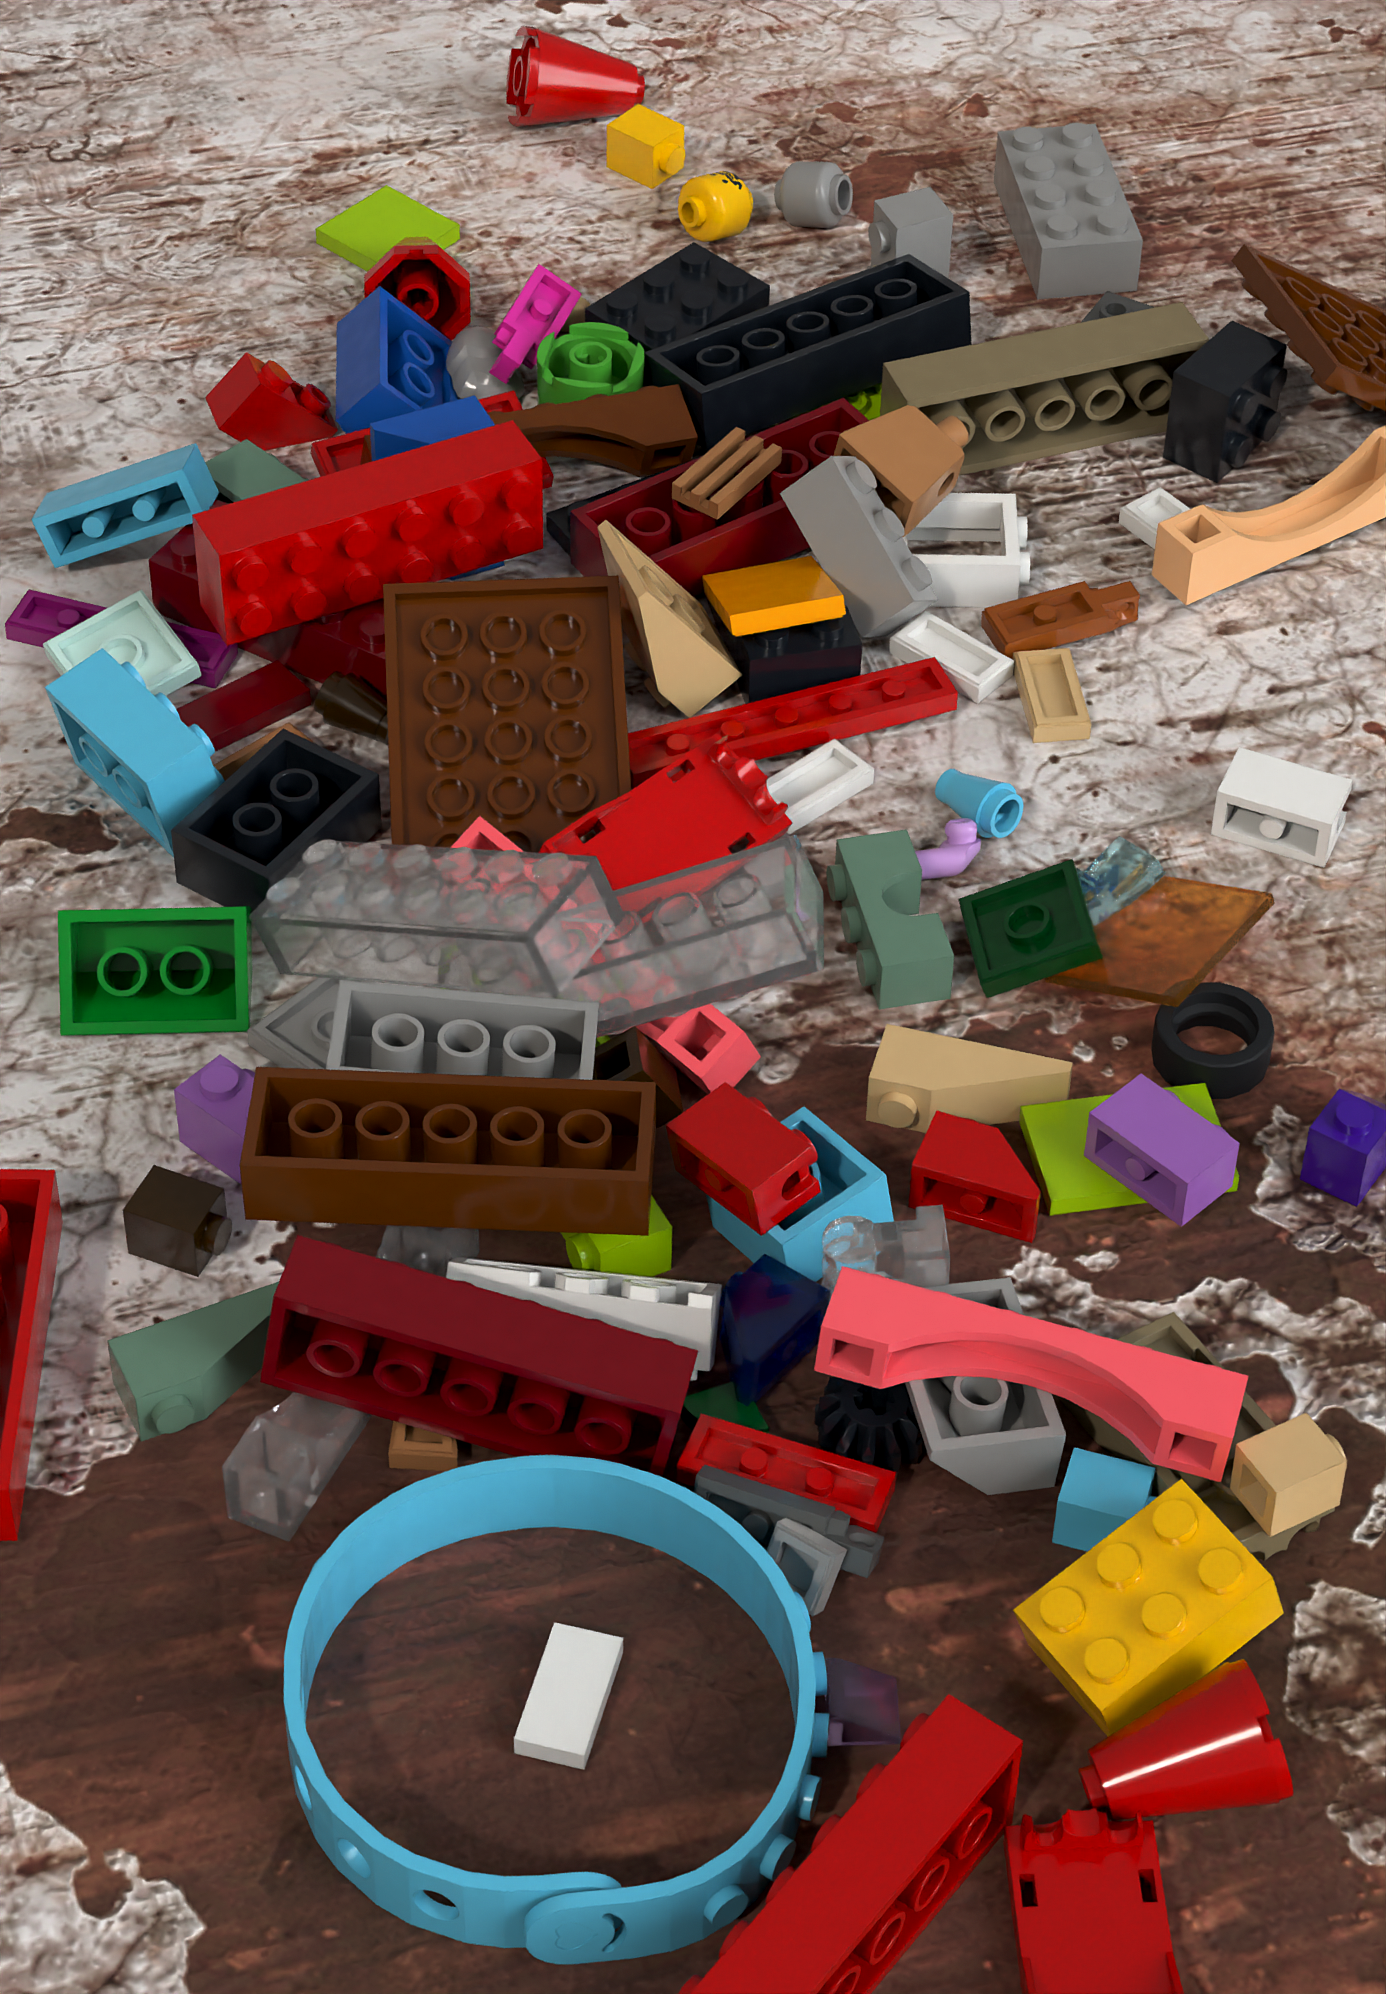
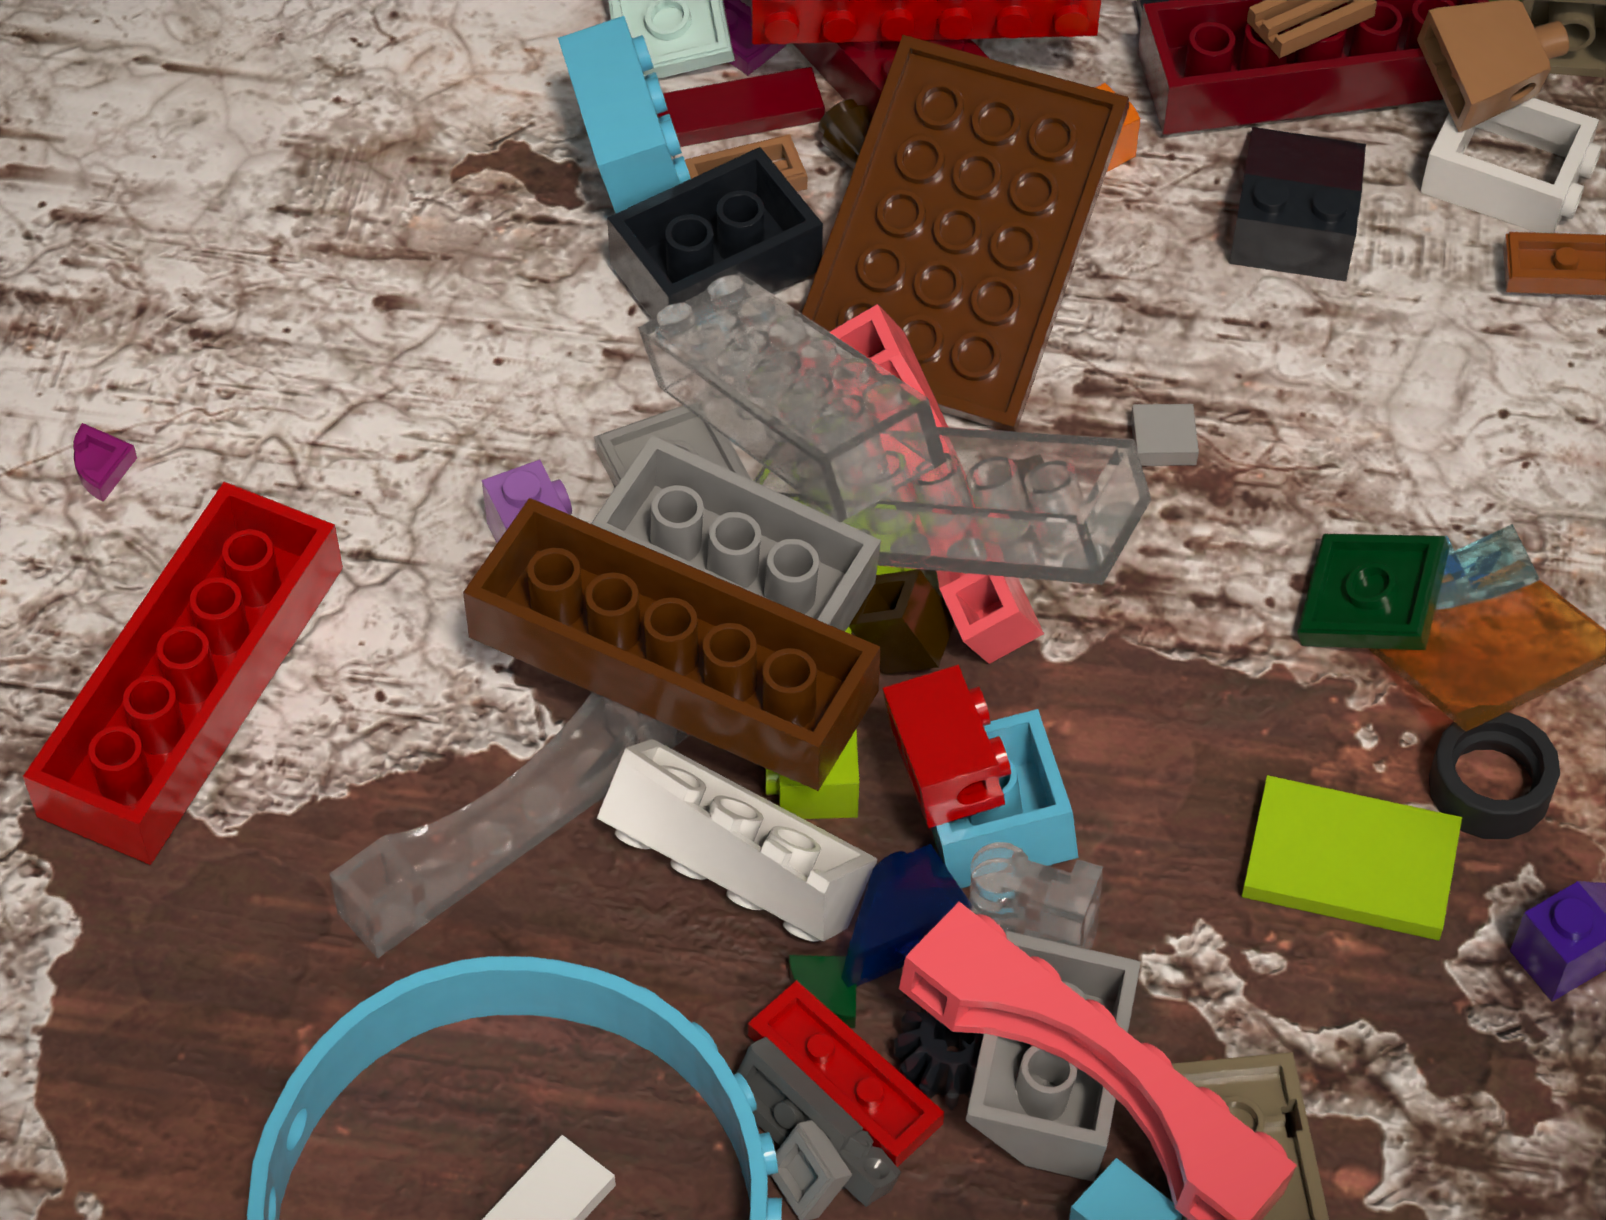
camera: 25 degrees right, 10 degrees up
(155, 970) = (541, 347): green slope -> none
(177, 1221) = (429, 606): dark brown brick -> none
(190, 1362) = (384, 751): sand green slope -> none
(421, 1449) = (541, 903): medium nougat tile -> none
(471, 1361) = (601, 861): dark red brick -> none
(666, 629) = (1175, 154): tan slope -> none
(679, 823) = (1065, 372): red piece -> none
(773, 596) = (1294, 156): light orange tile -> none
(801, 717) = (1253, 290): red plate -> none
(819, 782) = (1245, 364): white tile -> none
(860, 545) = (1404, 130): light grey brick -> none
(879, 888) = (1239, 575): sand green arch -> none
(953, 853) = (1342, 485): lavender arm -> none
(967, 662) = (1456, 271): white tile -> none
(968, 1079) = (1212, 729): tan slope -> none
(974, 1178) = (1177, 832): red slope -> none
(985, 801) = (1398, 439): medium azure cone -> none
(1051, 695) = (1534, 345): tan tile -> none
(1161, 1149) = (1371, 876): medium lavender brick -> none

